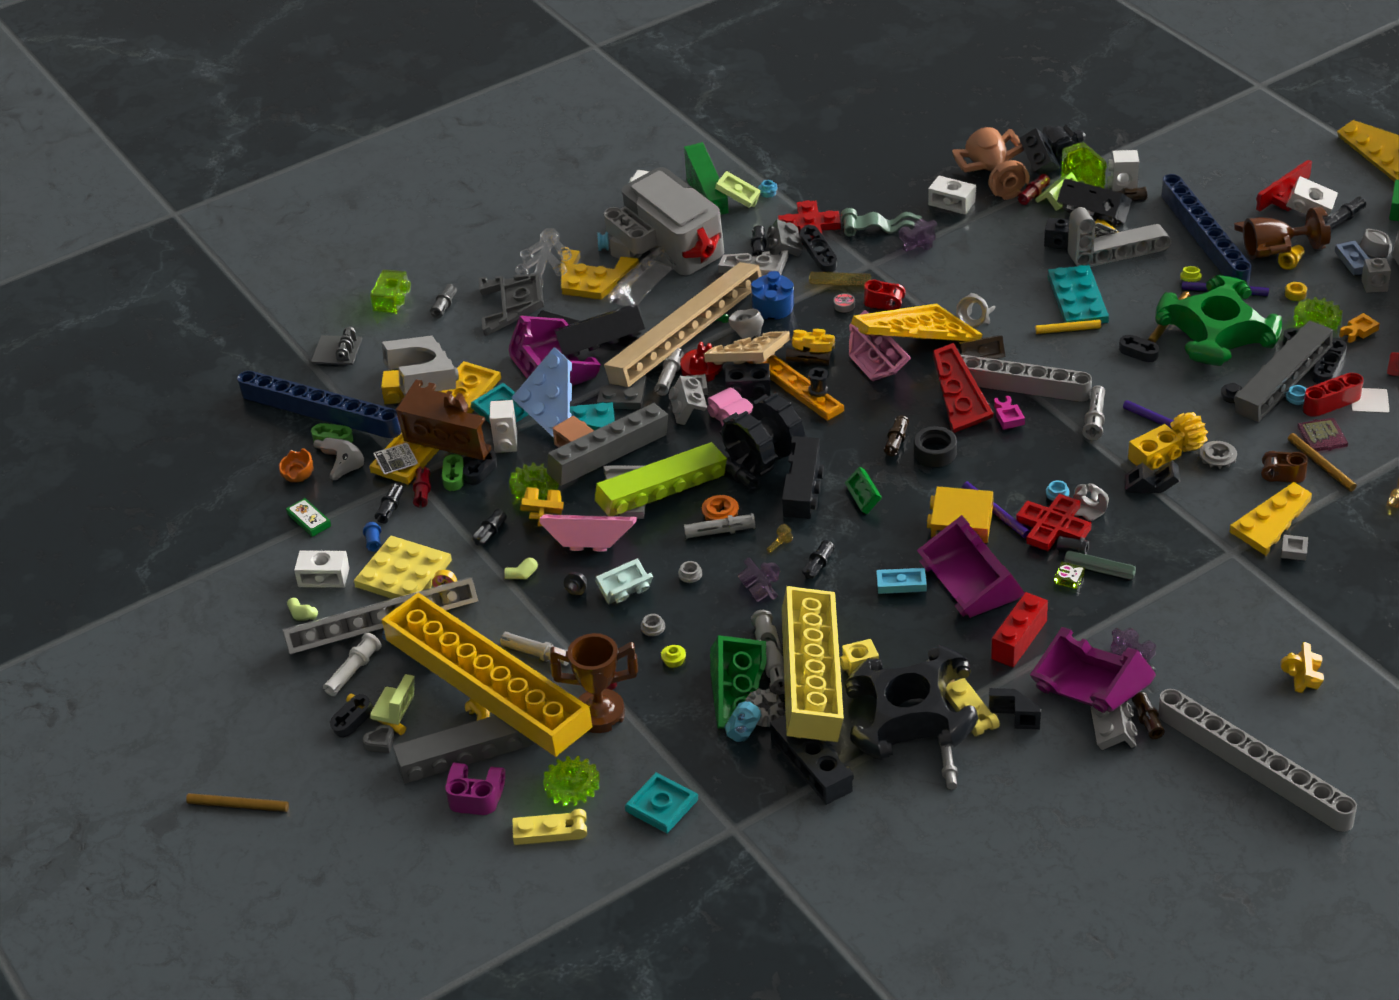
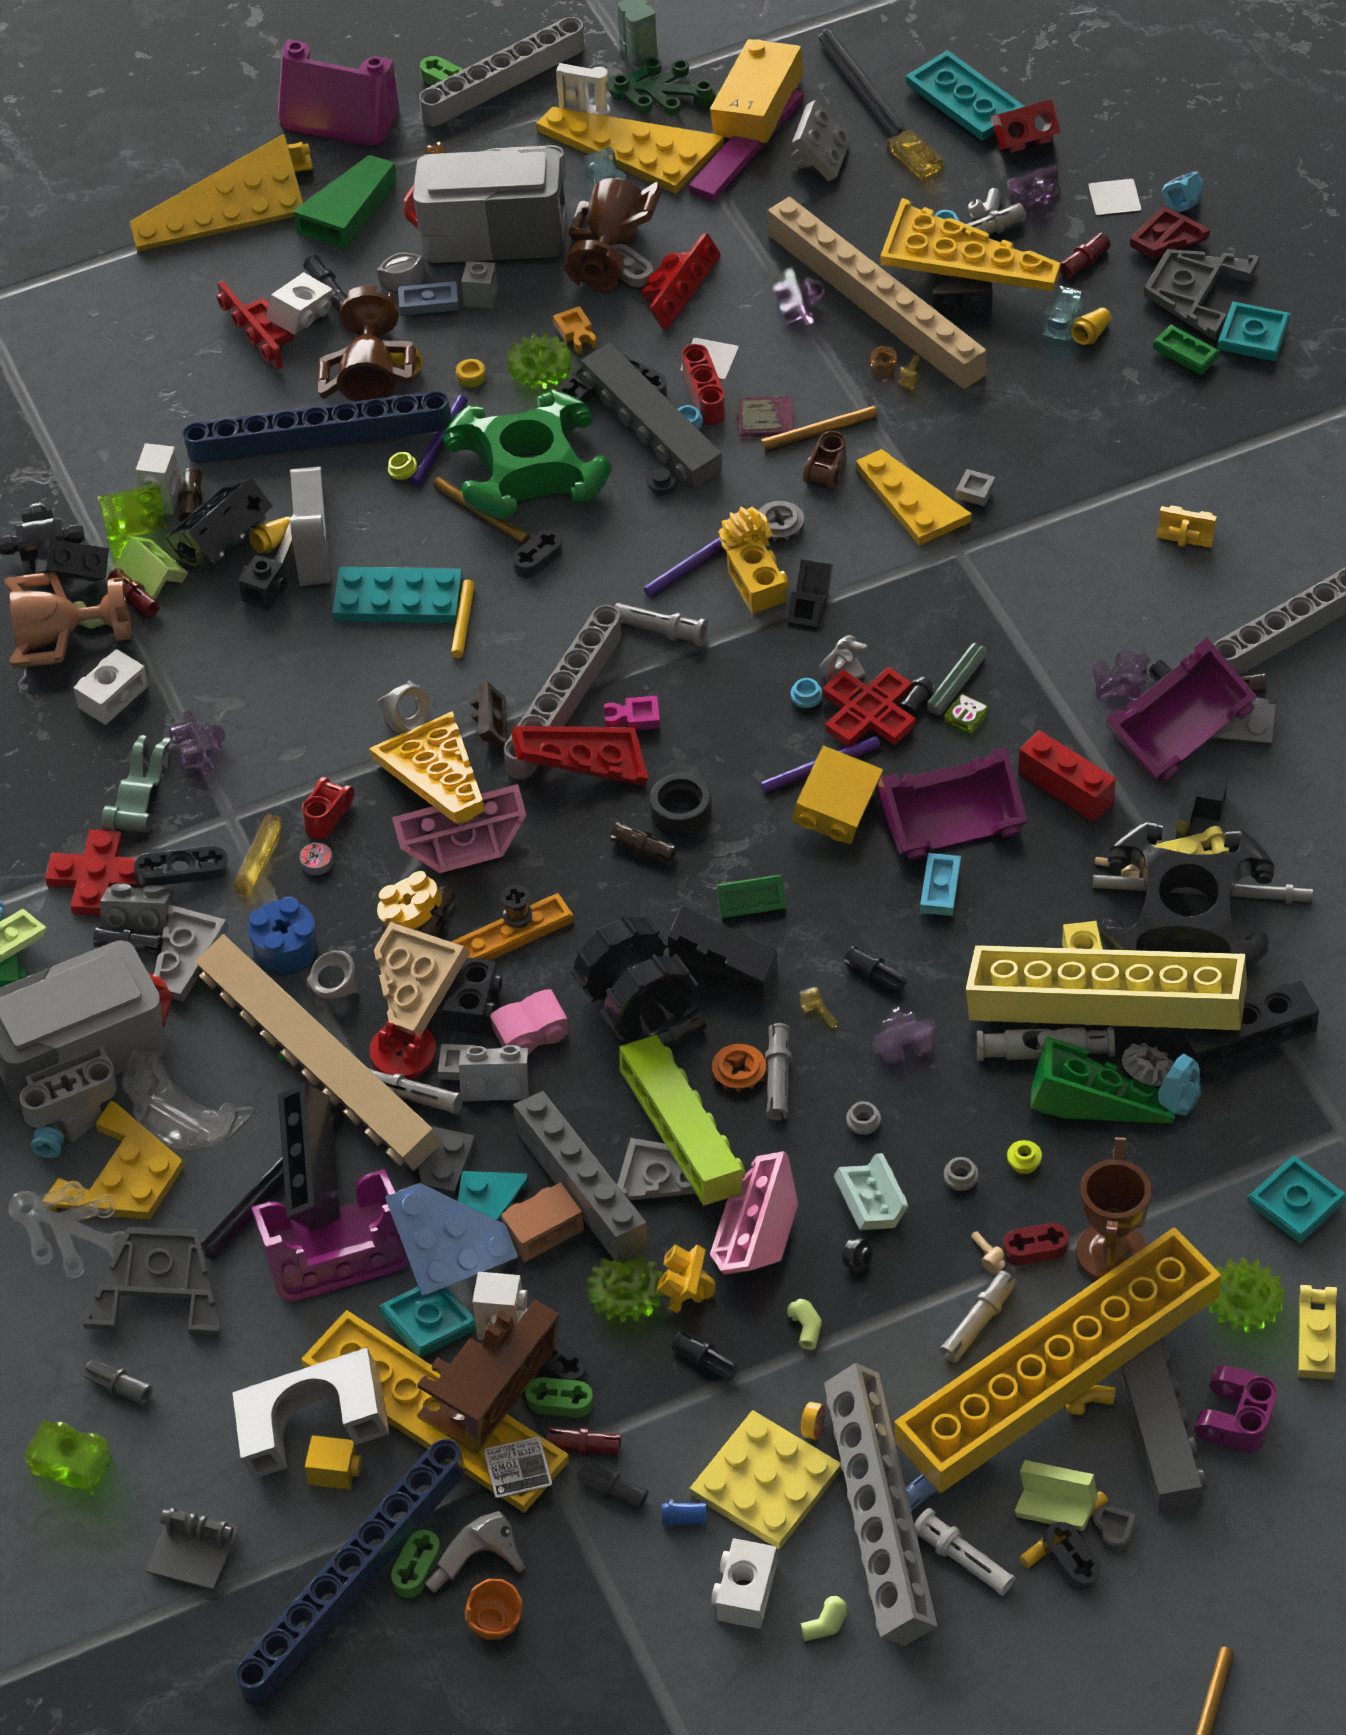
camera: 80 degrees left, 10 degrees up
(308, 517) = (609, 1605): tile -> none

